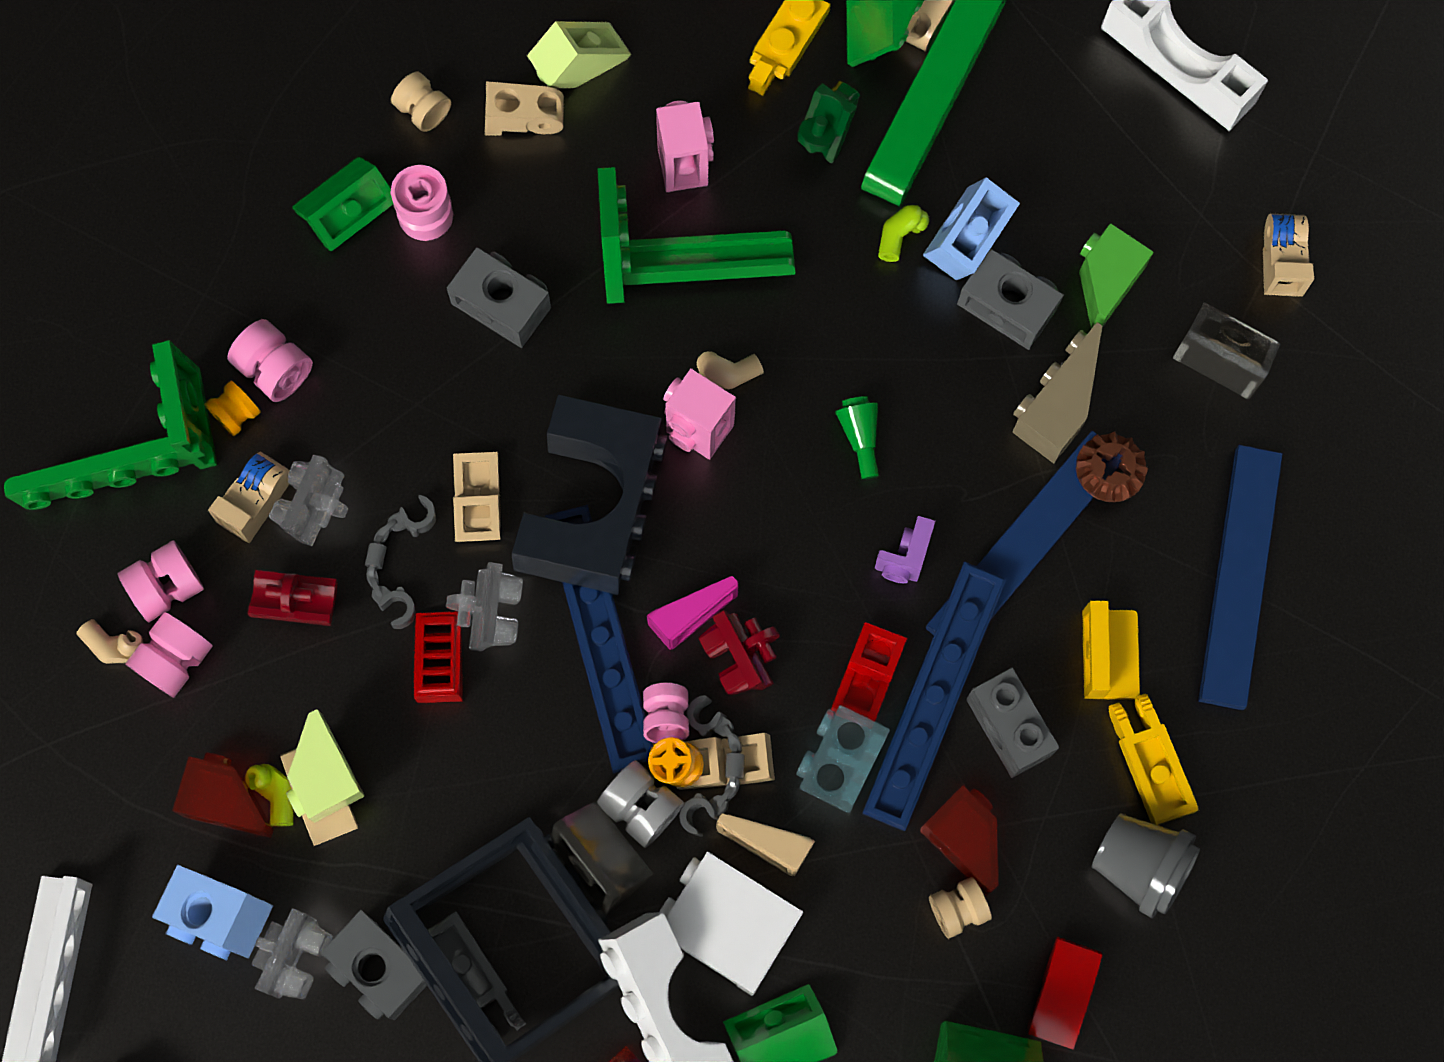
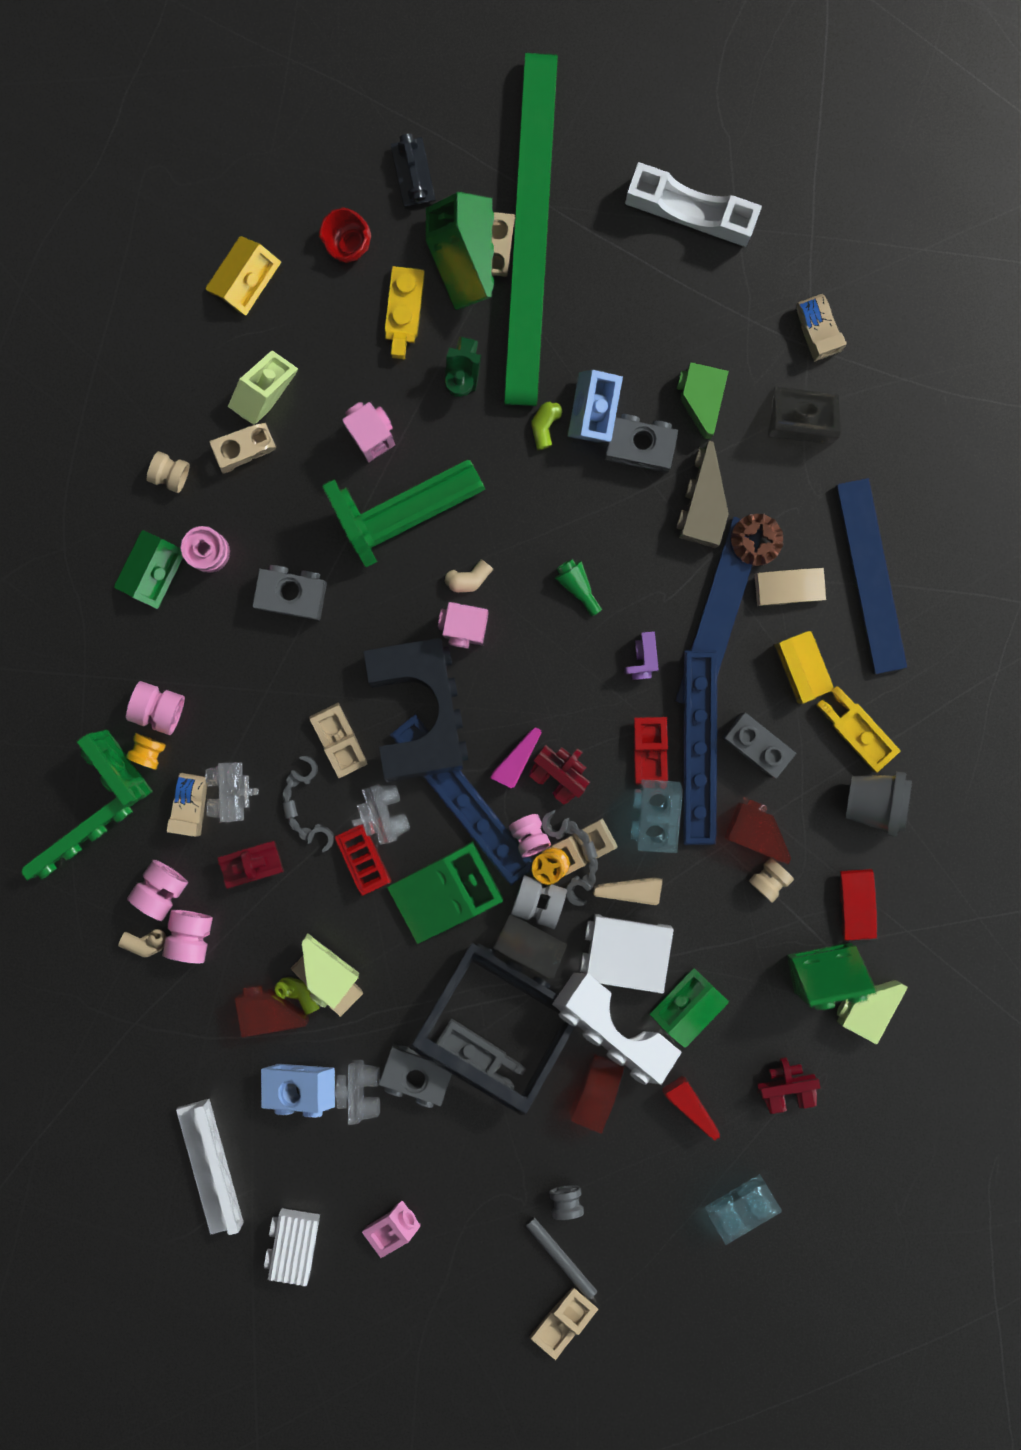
camera: 15 degrees left, 15 degrees up
(524, 740) = (445, 893): none -> green slope
(1131, 543) = (790, 586): none -> tan slope

